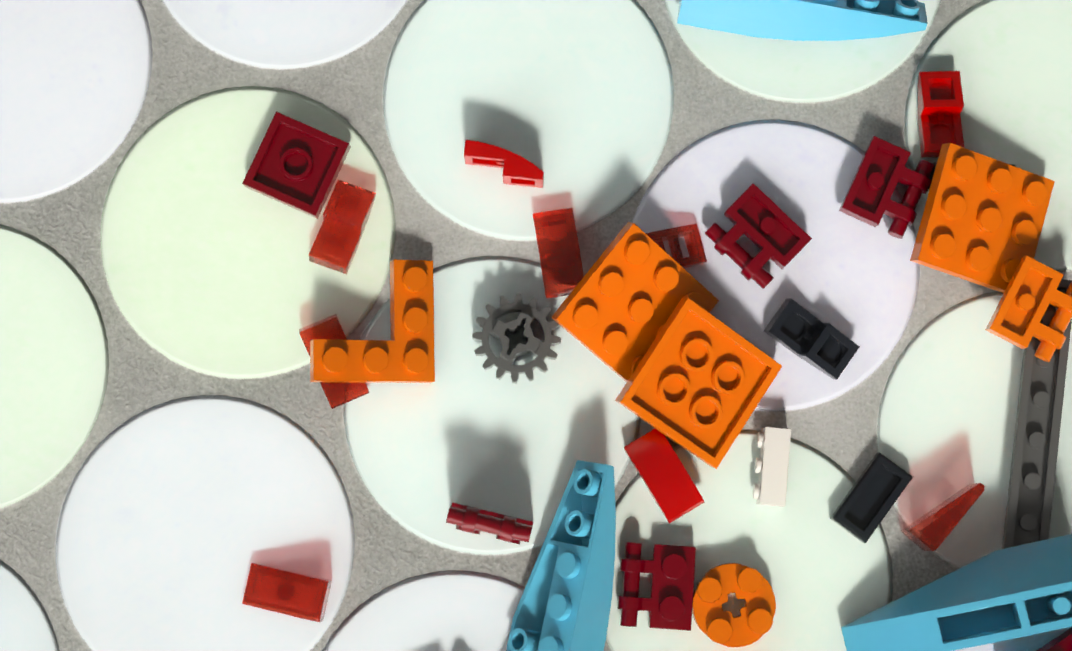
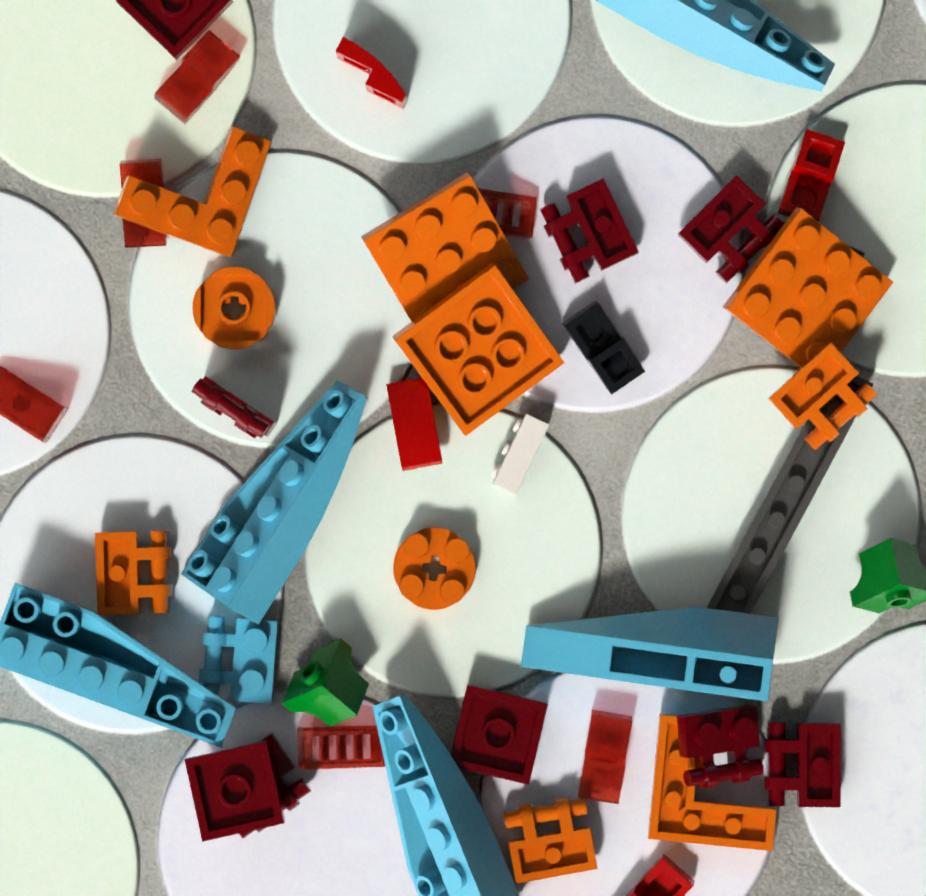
camera: 20 degrees right, 5 degrees up
(434, 417) = (217, 292): none -> orange plate
(500, 329) = (336, 258): dark grey gear -> none
(558, 251) = (393, 175): clear red slope -> none
(671, 586) = (382, 529): dark red plate -> none
(871, 497) = (602, 517): black tile -> none
(936, 525) = (648, 564): clear red slope -> none

